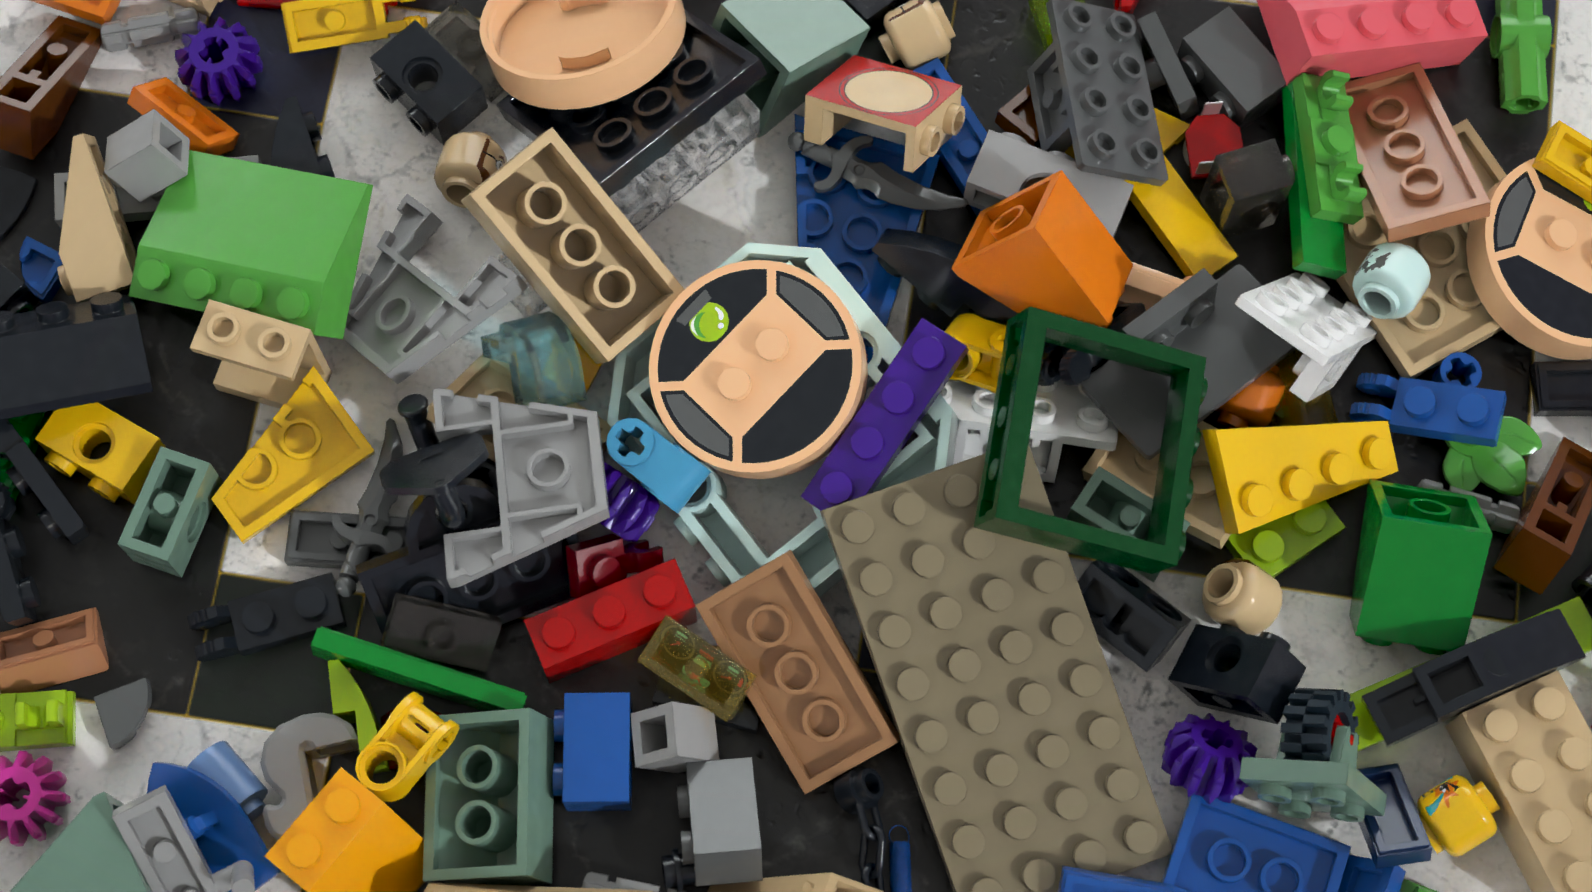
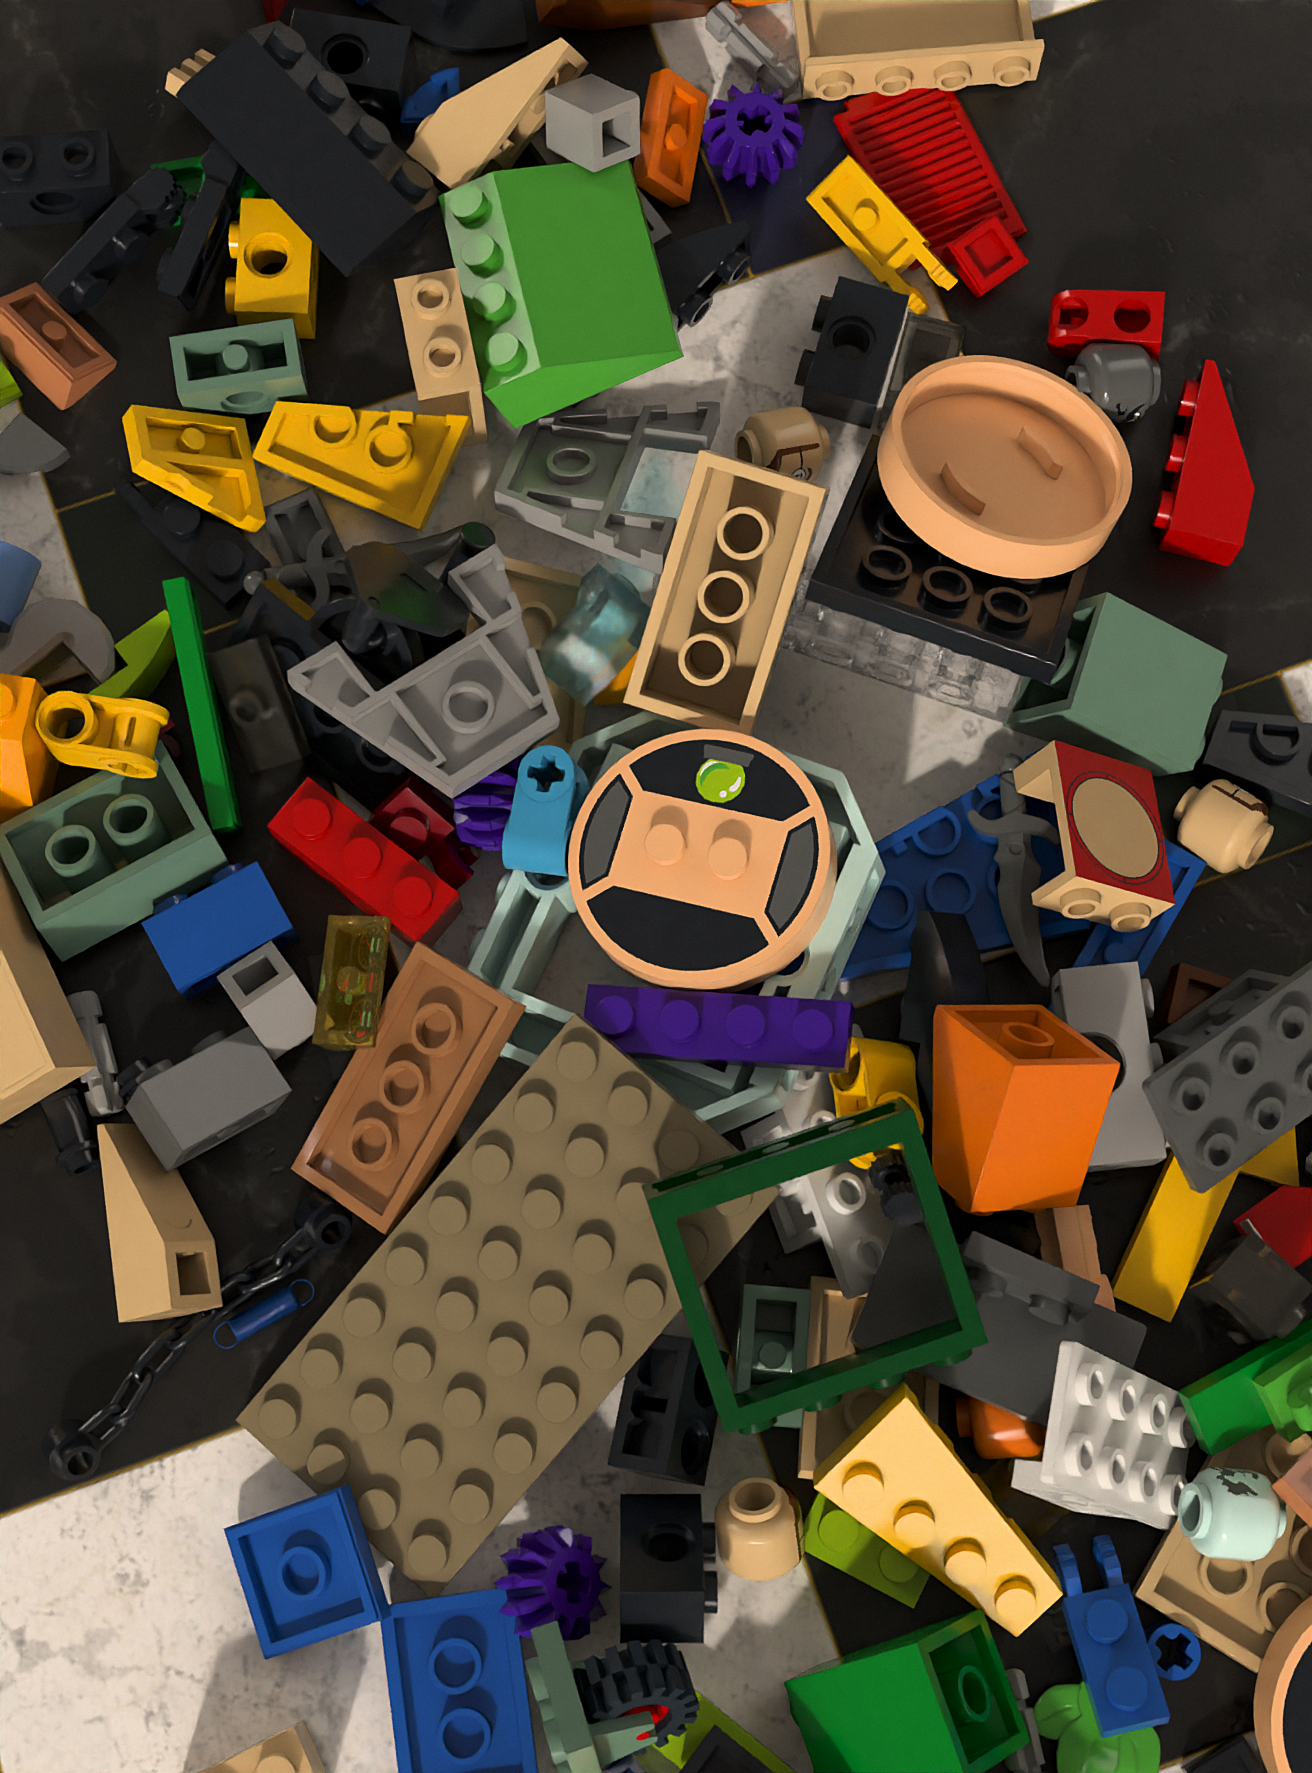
camera: 60 degrees right, 5 degrees up
(221, 579) = (197, 459): none -> yellow wing

